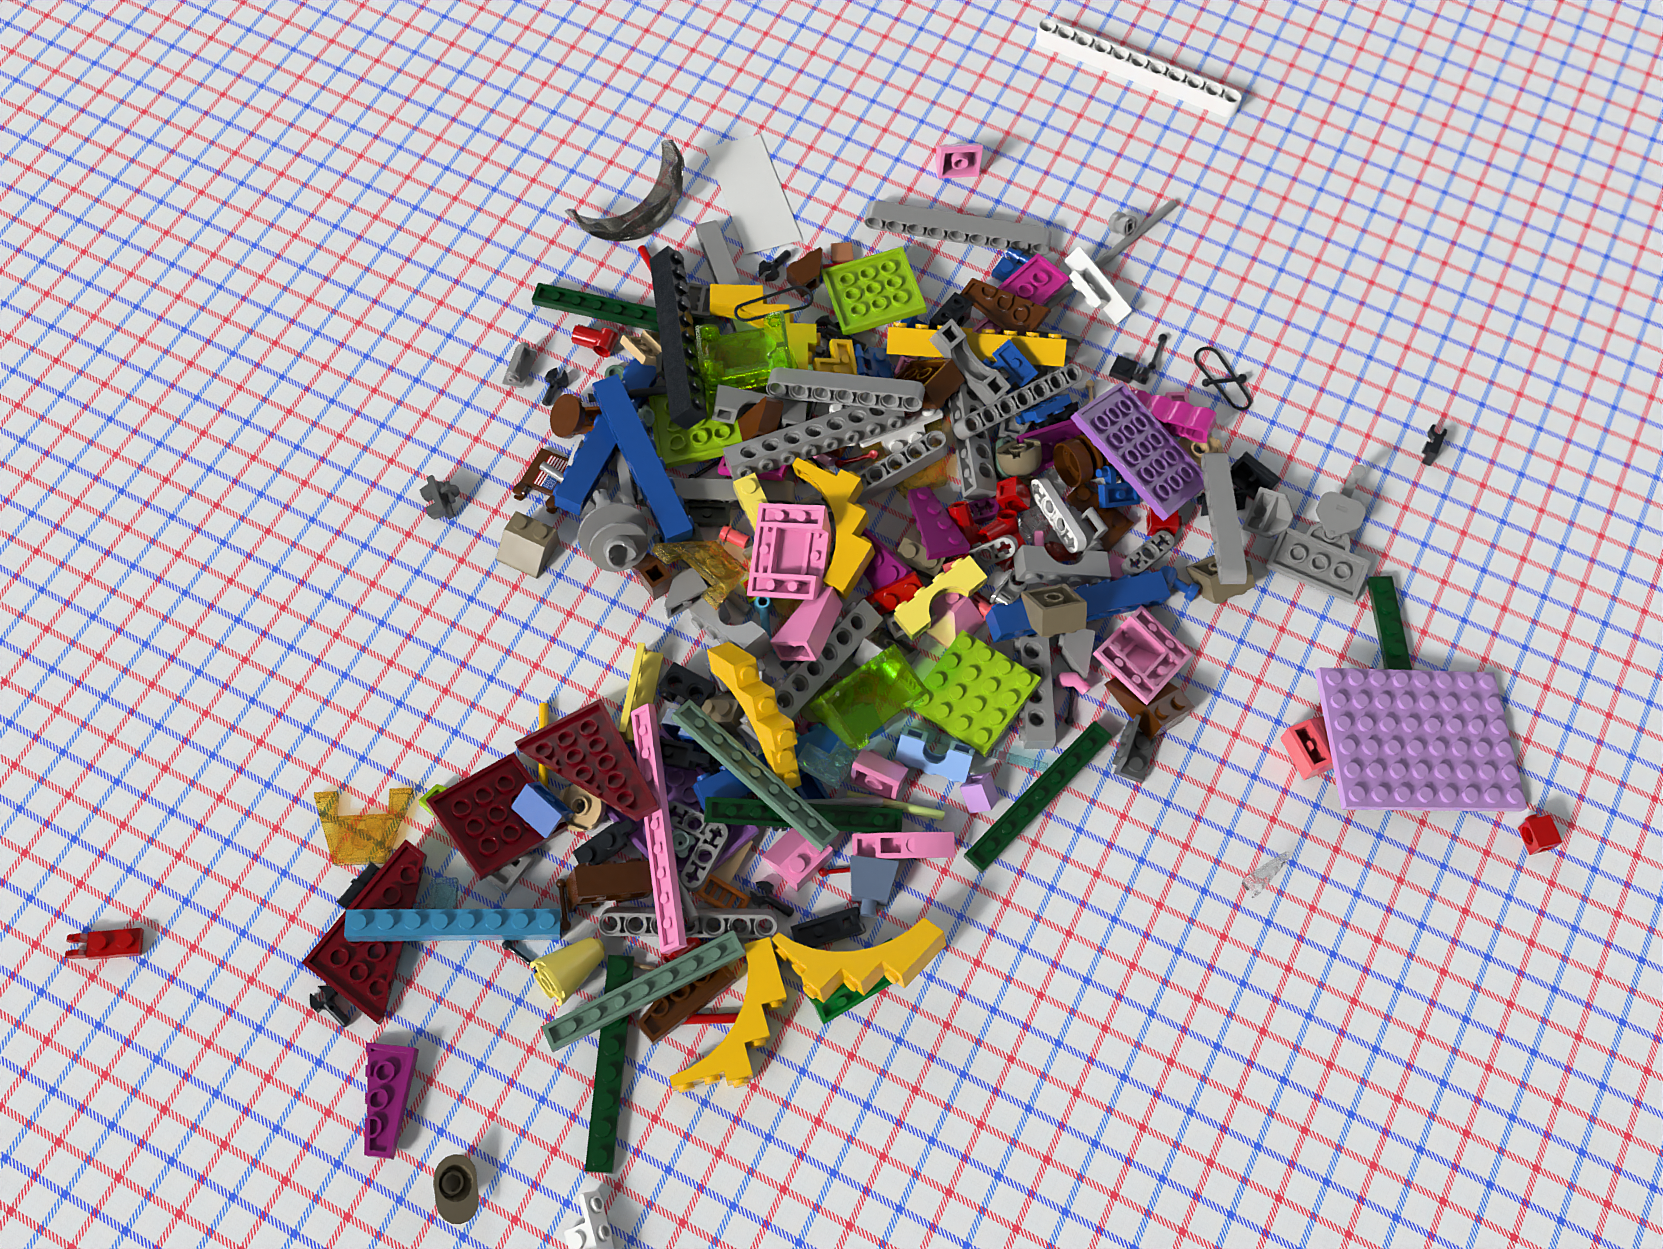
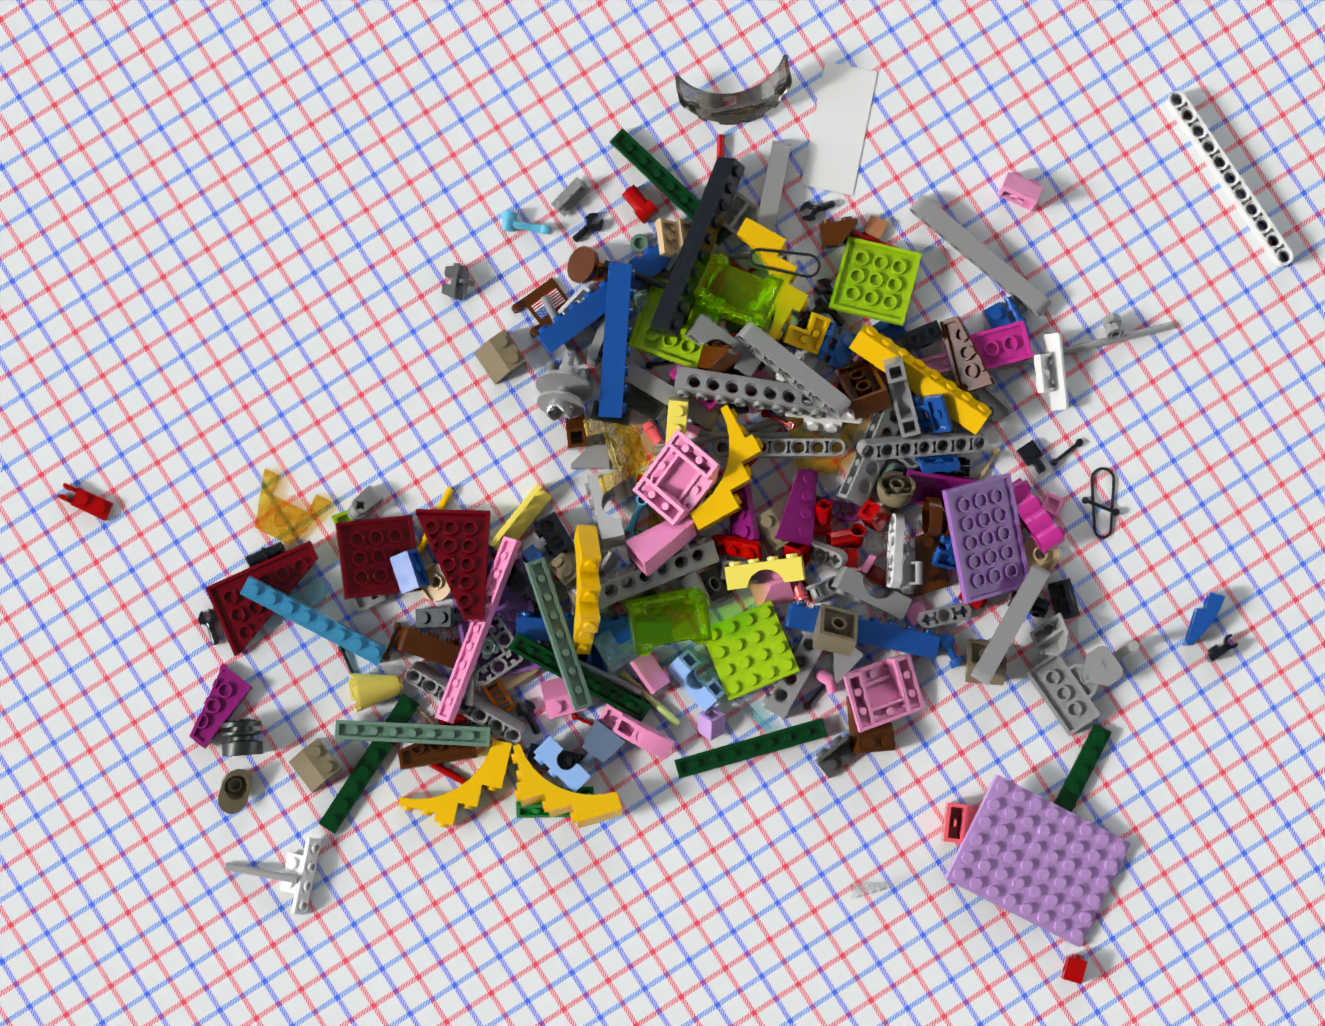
camera: 30 degrees right, 20 degrees up
(432, 1116) = (242, 738): none -> pearl dark grey wheel
(451, 767) = (364, 503): none -> light grey piece
(468, 419) = (510, 222): none -> medium azure brick
(544, 1099) = (315, 764): none -> dark tan slope
(819, 926) = (548, 754): none -> light blue arch
(1395, 424) = (1203, 618): none -> blue slope

